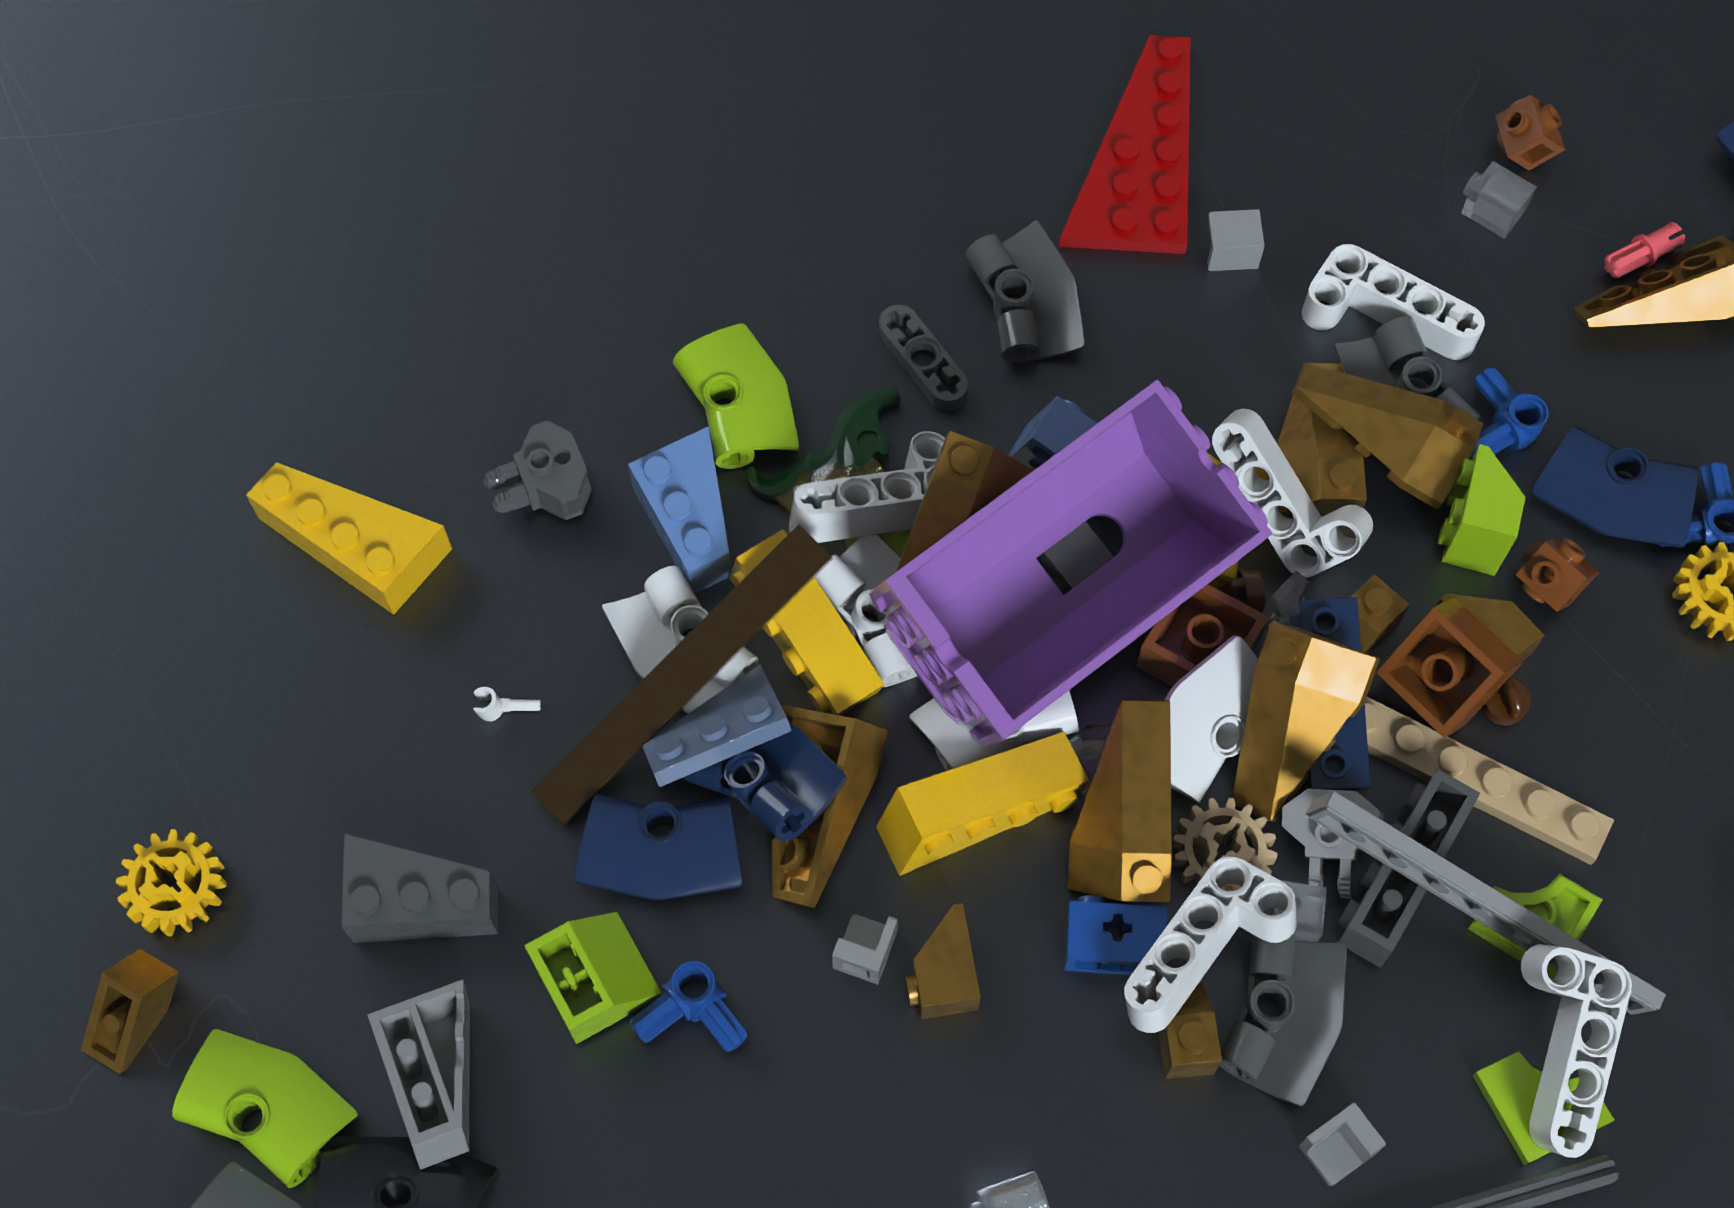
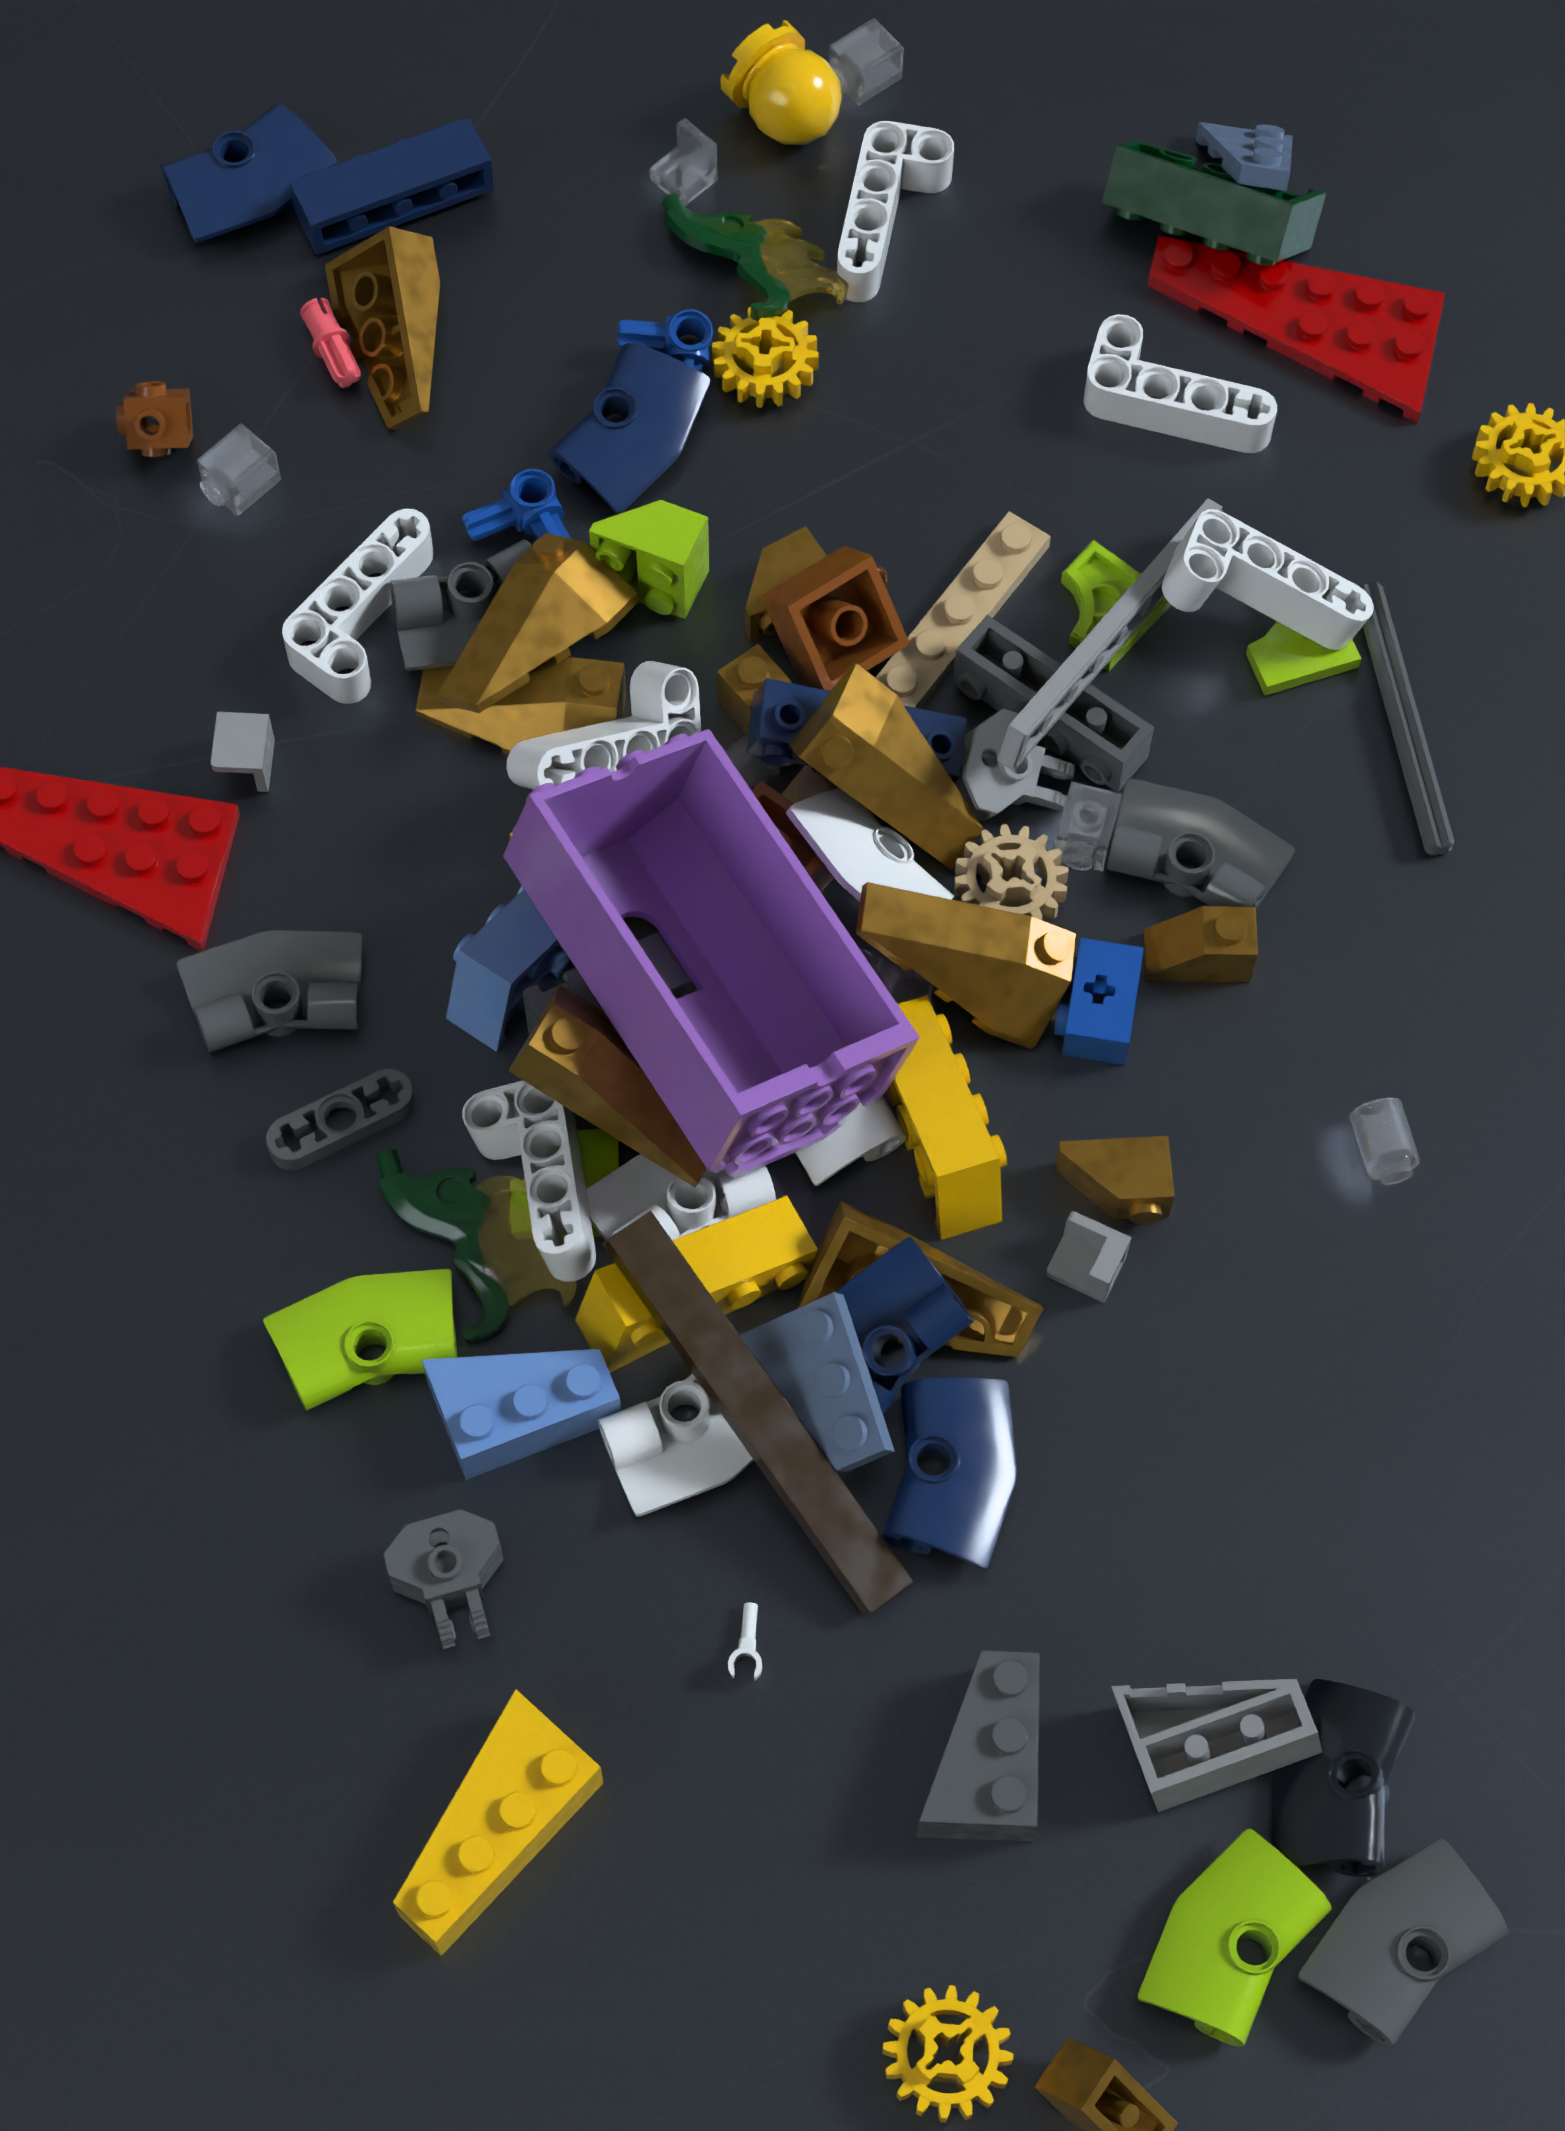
camera: 85 degrees left, 0 degrees up
(593, 973) = (1106, 1553): lime slope -> none
(707, 1008) = (1144, 1464): blue axle -> none
(1202, 946) = (1141, 902): white beam -> none
(1342, 1144) = (1330, 822): light grey panel -> none
(1555, 572) = (731, 501): dark orange brick -> none

